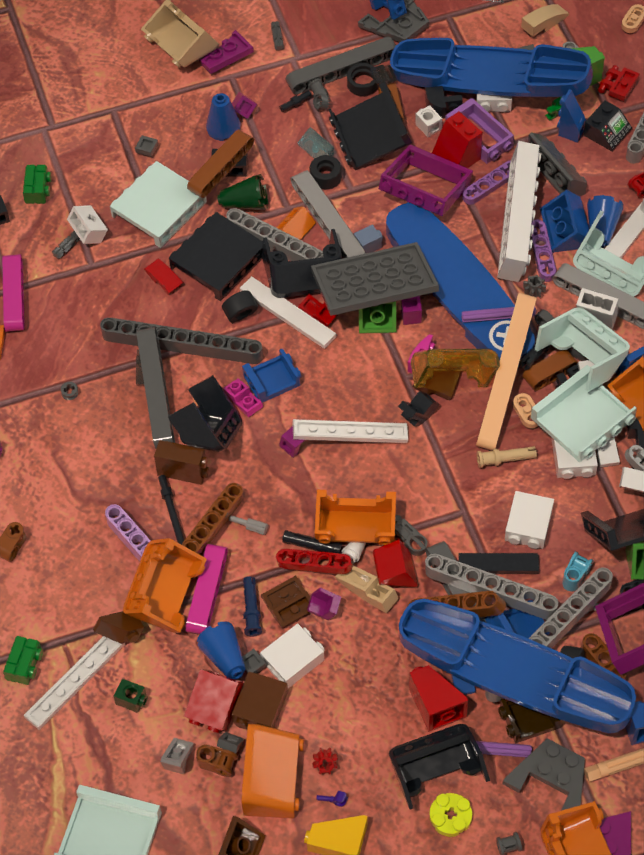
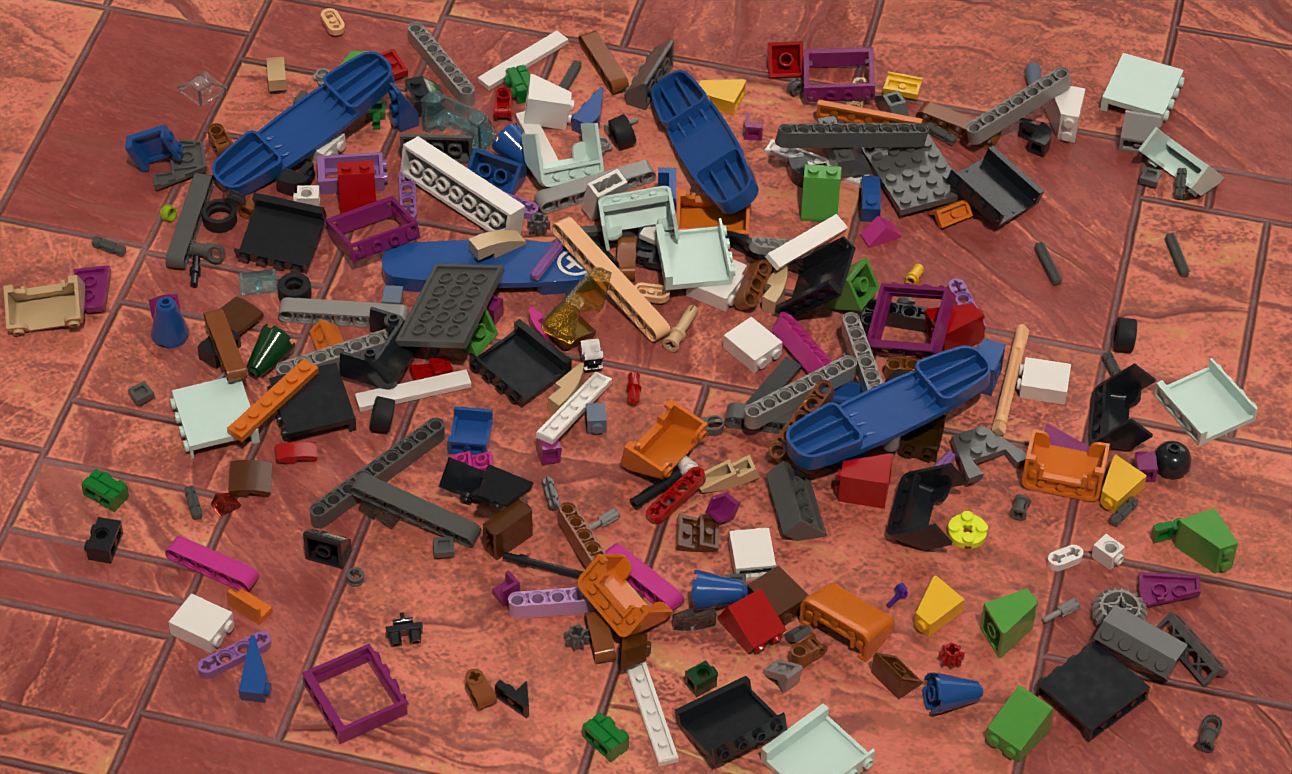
camera: 60 degrees left, 10 degrees down
(20, 574) = (515, 699): none -> black slope
(28, 451) = (404, 627): none -> black hips
(79, 353) = (326, 548): none -> black slope
(82, 264) = (224, 503): none -> clear red slope
(87, 224) = (191, 473): white brick -> none
(95, 744) = (729, 721): none -> black panel
(111, 578) = (576, 637): none -> dark grey gear
(114, 599) = (600, 637): none -> dark orange beam
(115, 263) = (250, 477): none -> reddish brown slope
(126, 500) = (503, 590): none -> magenta panel
(139, 430) = (443, 547): none -> dark grey plate
(187, 651) = (688, 621): none -> clear smoke slope
(193, 227) = (272, 400): none -> orange plate
(251, 470) = (551, 493): none -> dark grey axle
(251, 612) = (690, 561): dark blue pin -> none
(270, 154) = (241, 314): none -> reddish brown slope
(322, 766) = (863, 580): red gear -> none
(339, 43) = (168, 213): none -> lime plate
(353, 454) = (596, 418): none -> sand blue brick
(370, 368) = (521, 364): none -> black panel
(371, 413) = (566, 388): none -> tan slope
(372, 659) = (795, 503): none -> dark grey slope
(394, 565) = (726, 443): red slope -> none
(409, 461) = (633, 388): none -> red axle
(441, 27) = (218, 138): none -> dark orange piece
(475, 268) = (495, 243): none -> tan slope
(557, 553) = (799, 343): none -> dark pink beam
(578, 569) = (824, 341): medium azure piece -> none
(586, 486) = (752, 285): none -> dark orange beam
(597, 176) = (444, 112): none -> clear light blue windscreen
(610, 500) = (775, 290): none -> tan slope

